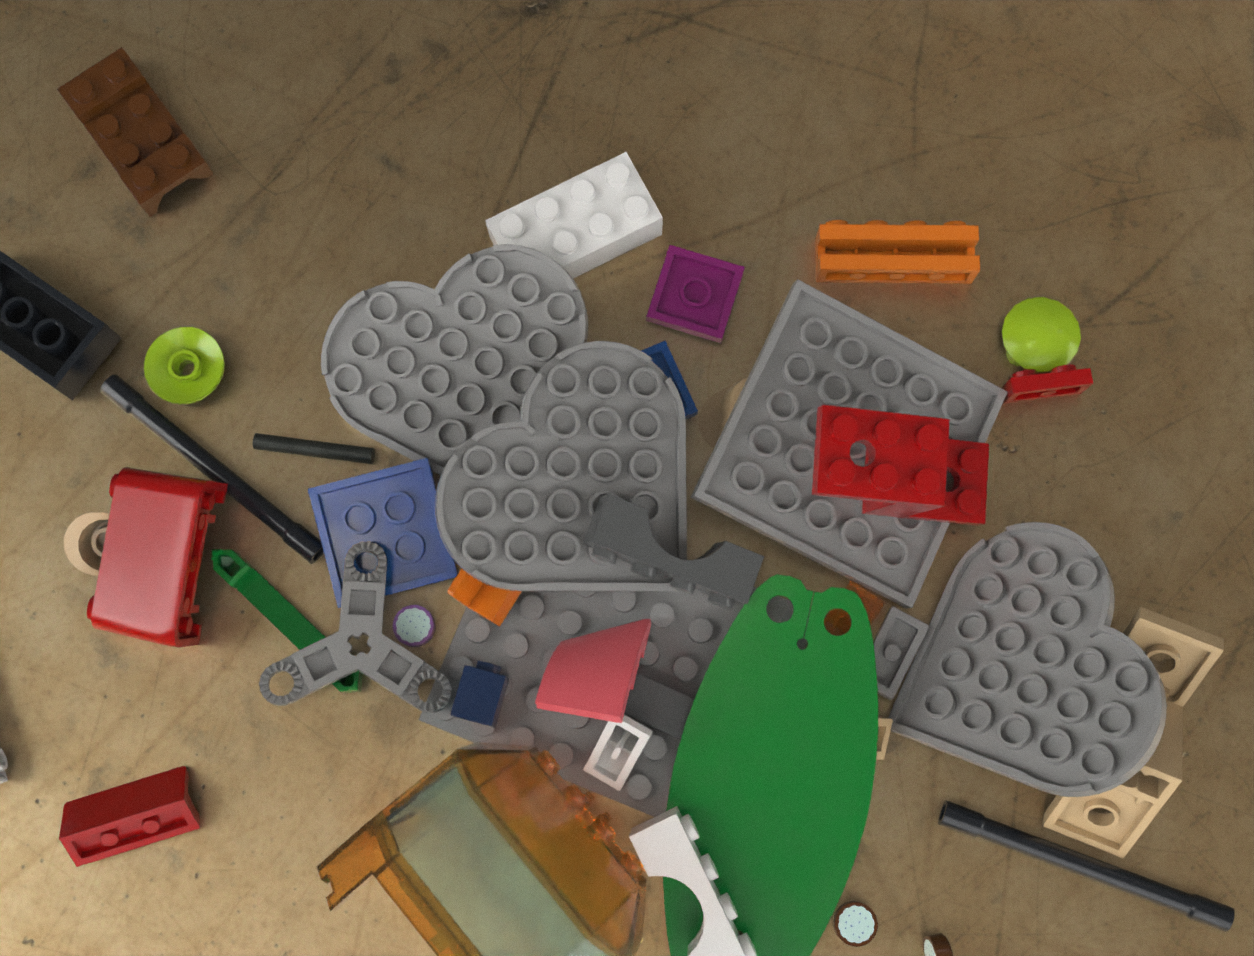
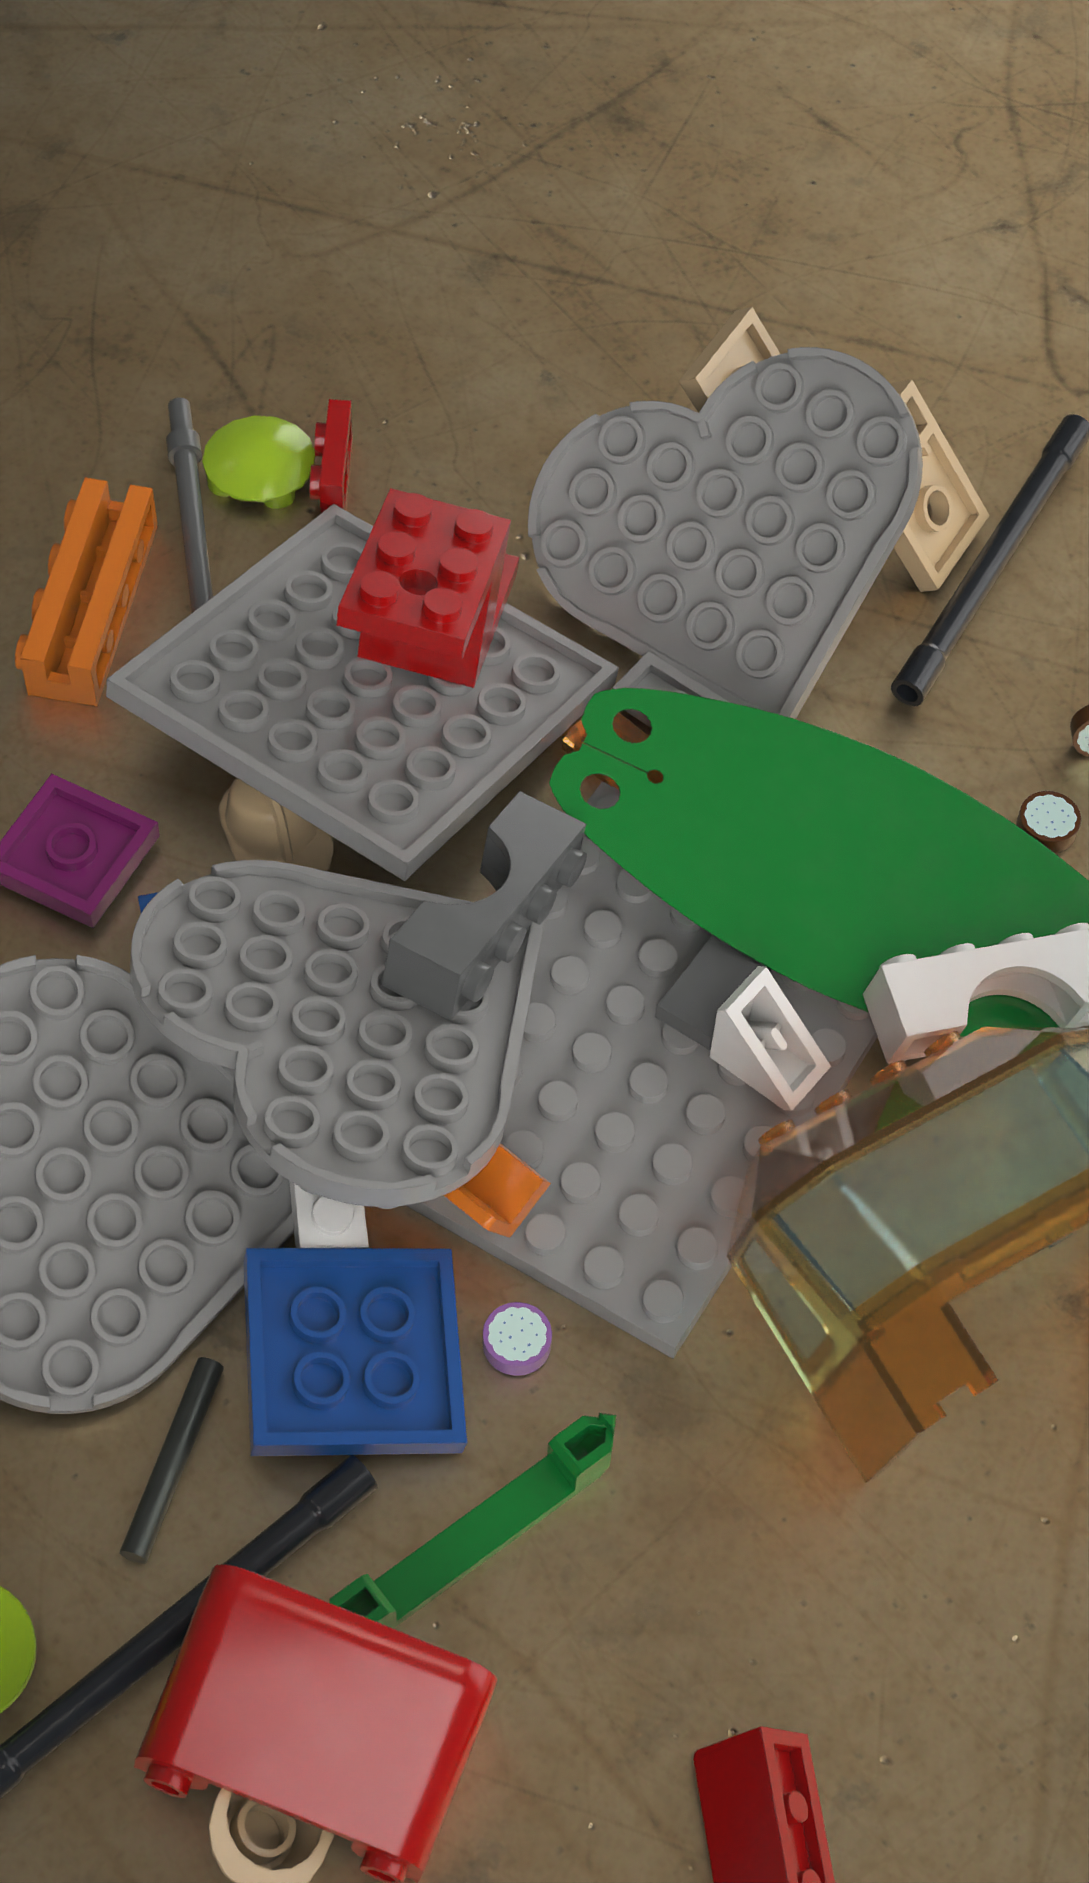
camera: 85 degrees left, 20 degrees down
(332, 658) = (557, 1439): light grey piece -> none
(480, 694) = (656, 1223): dark blue brick -> none
(594, 672) = (651, 1041): coral slope -> none
(1033, 285) = (185, 454): none -> dark grey bar

